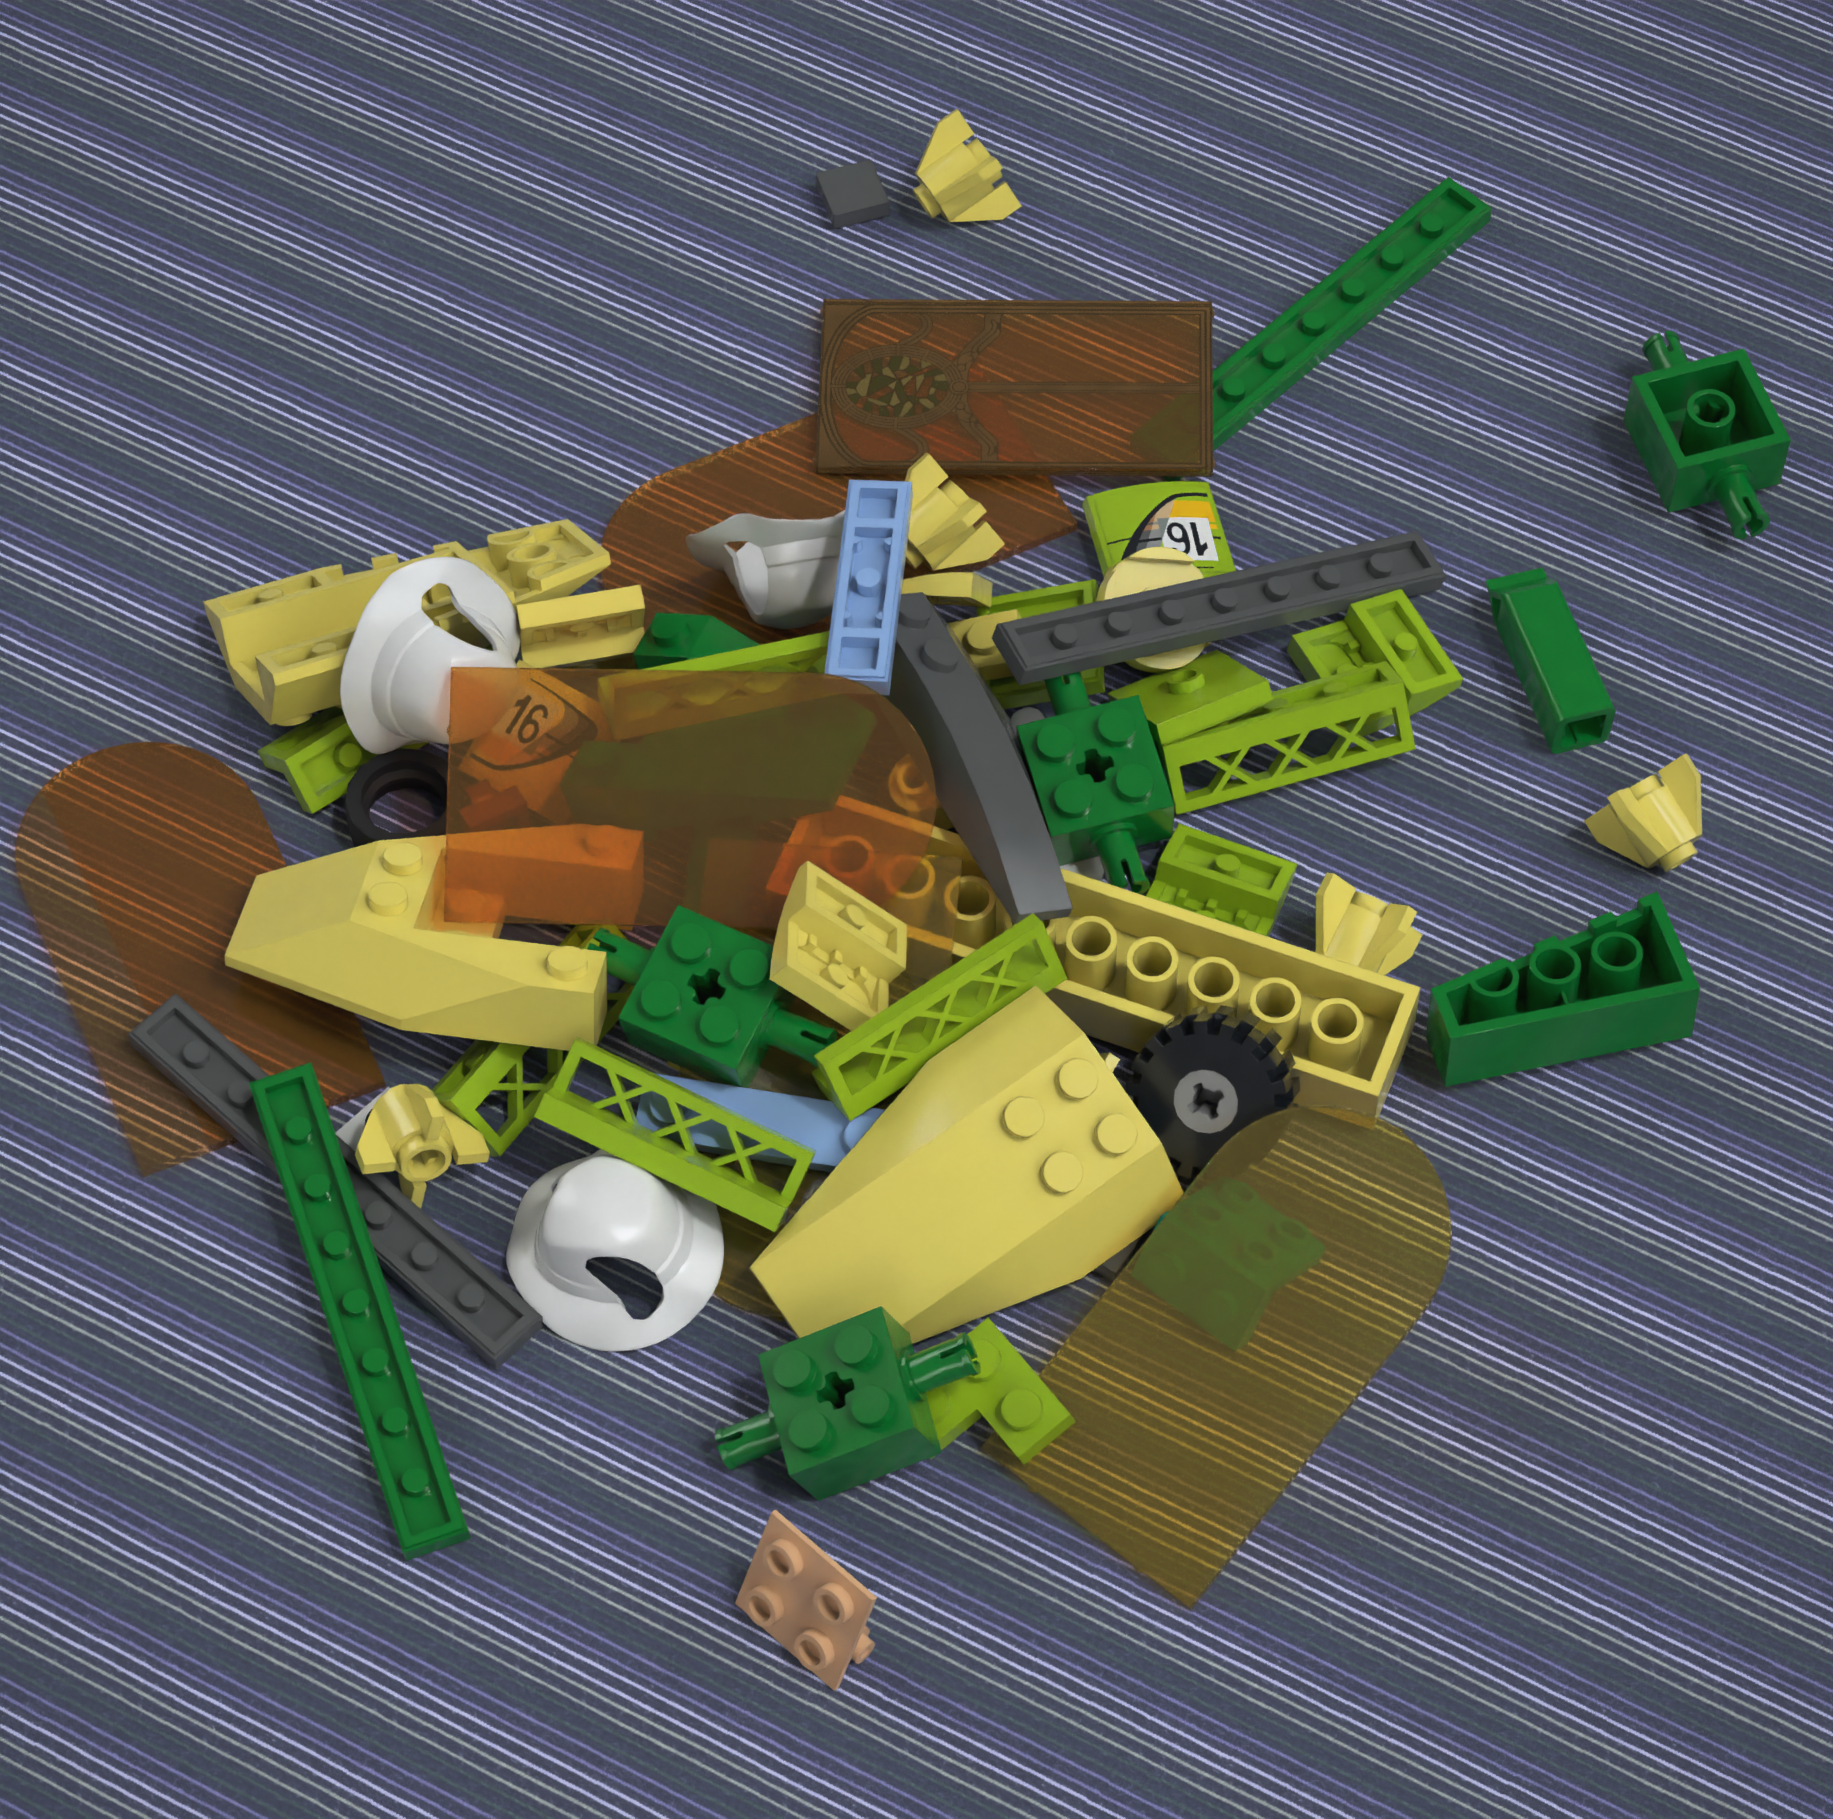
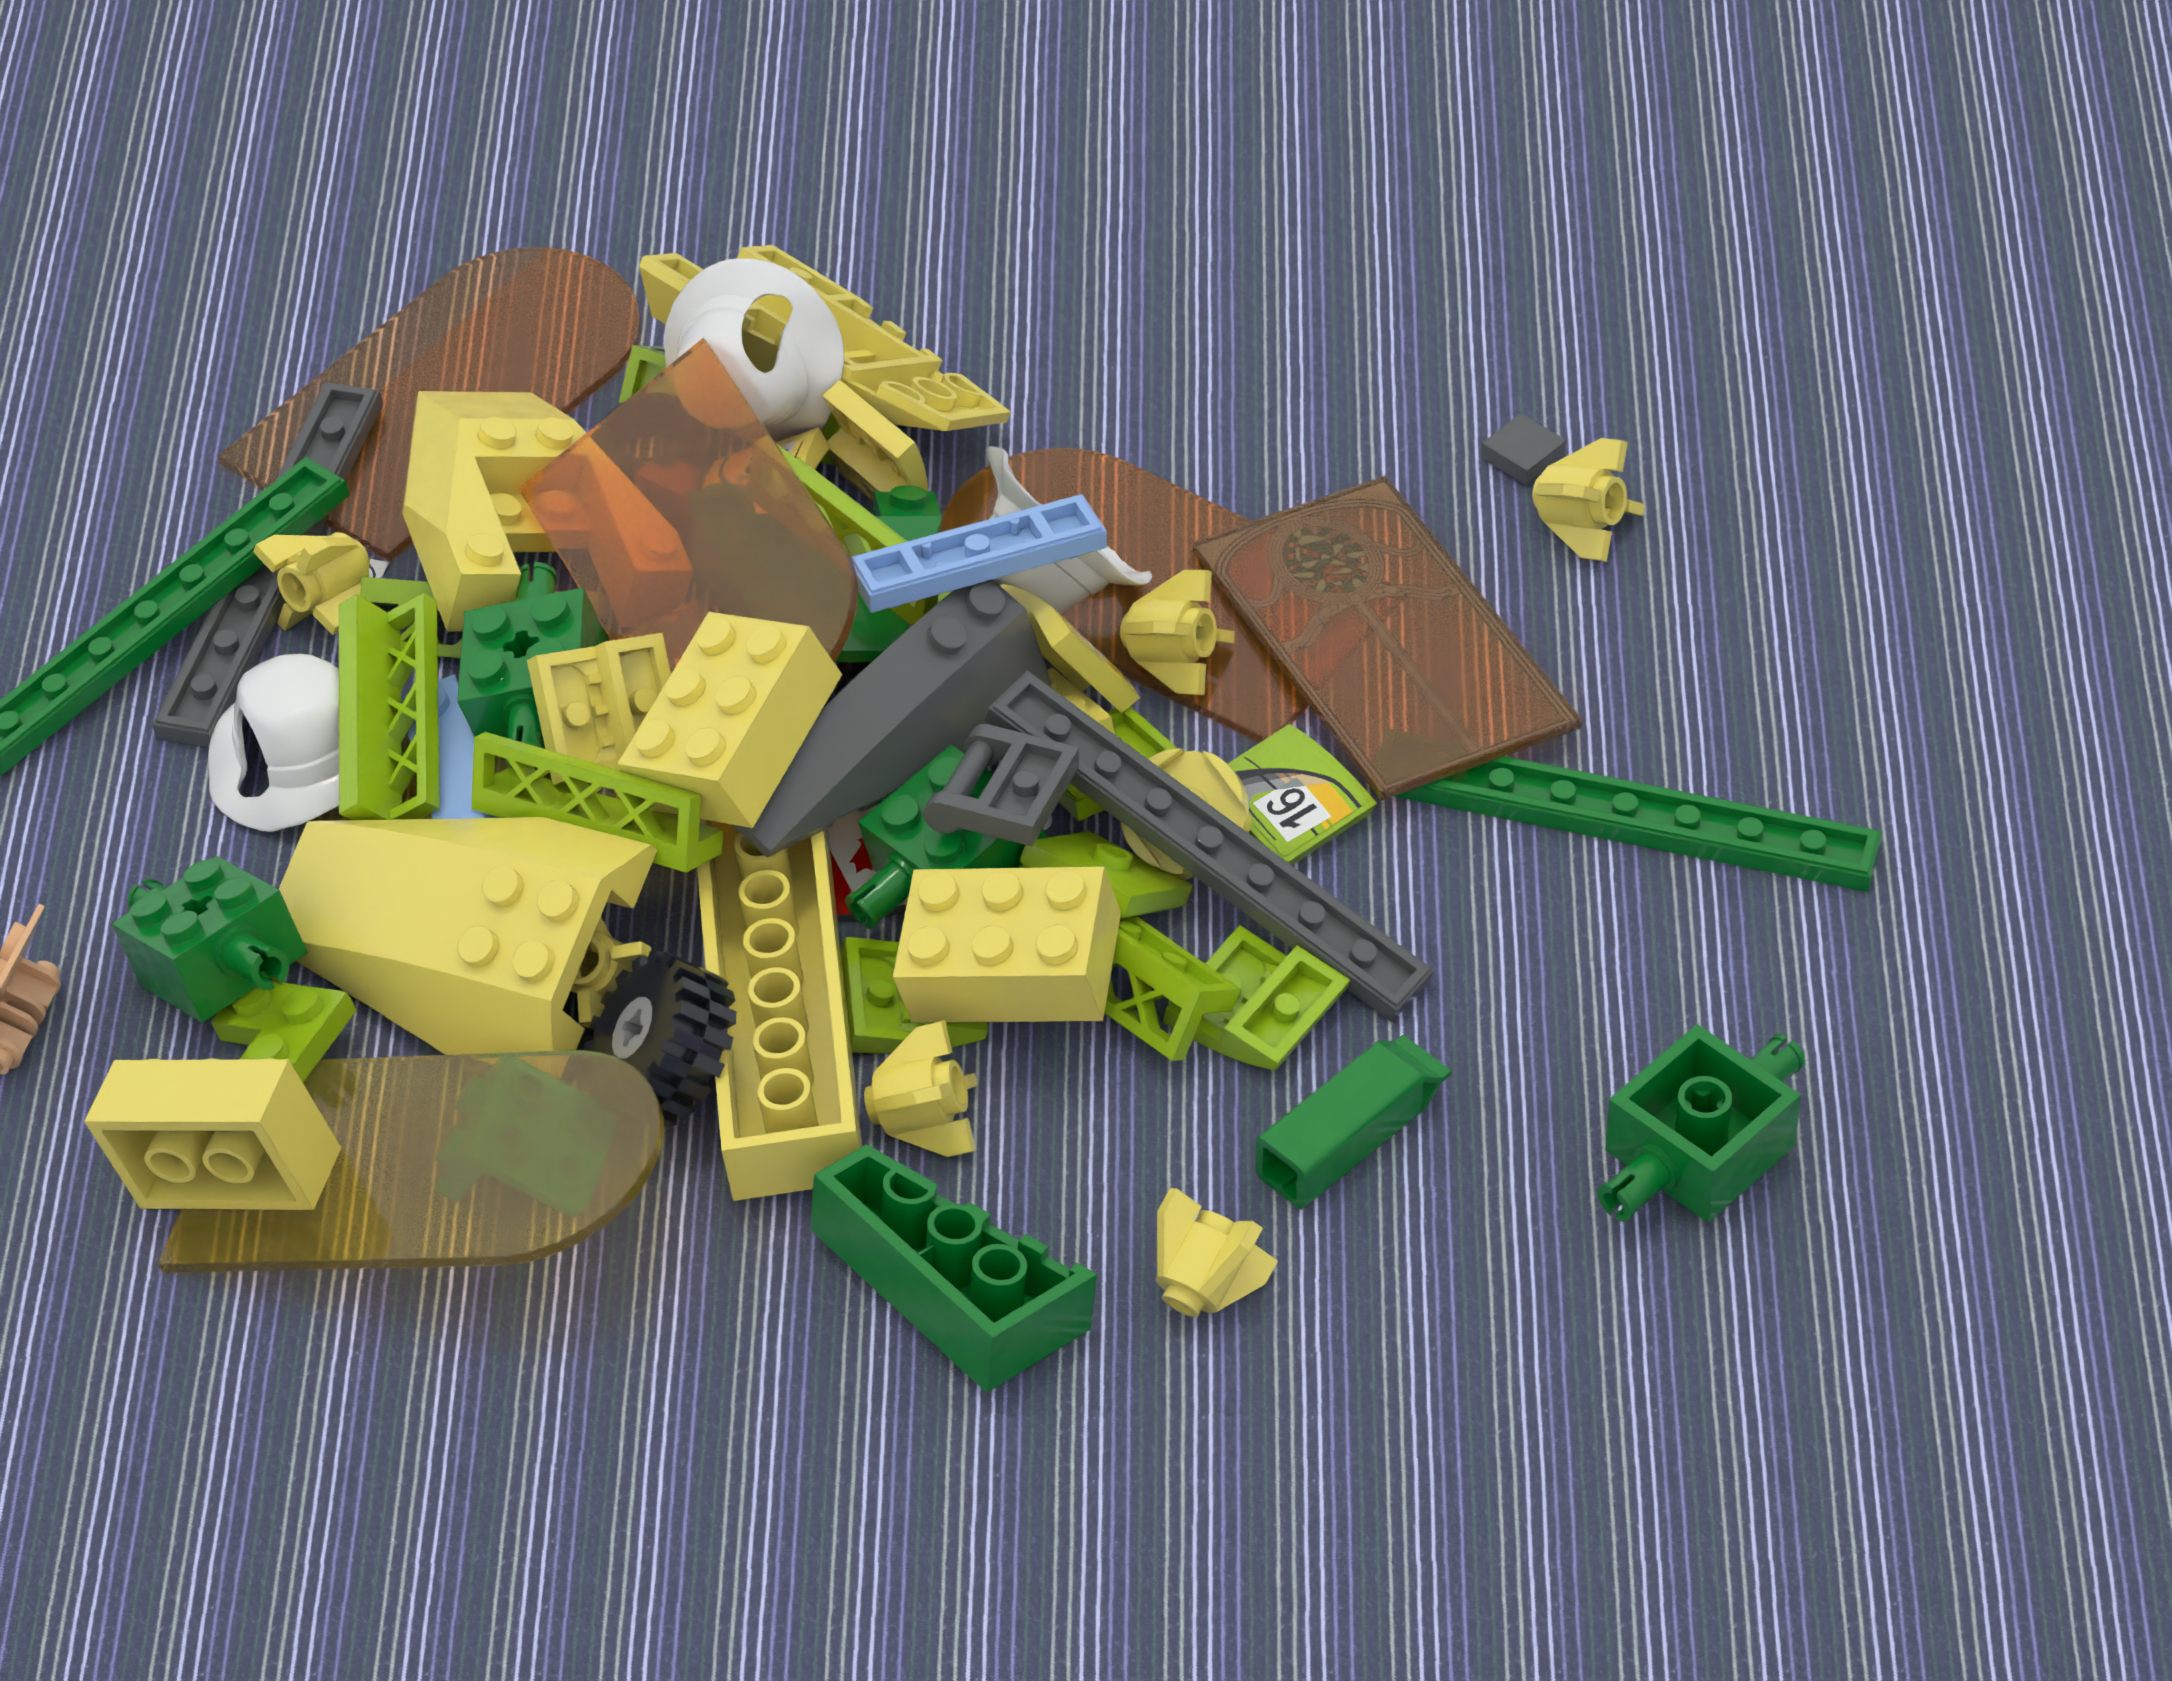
camera: 65 degrees right, 10 degrees down
(953, 848) = (733, 715): none -> light yellow brick
(1126, 1478) = (213, 1134): none -> light yellow brick
(1133, 687) = (1019, 793): none -> dark grey plate
(1274, 788) = (1007, 945): none -> light yellow brick

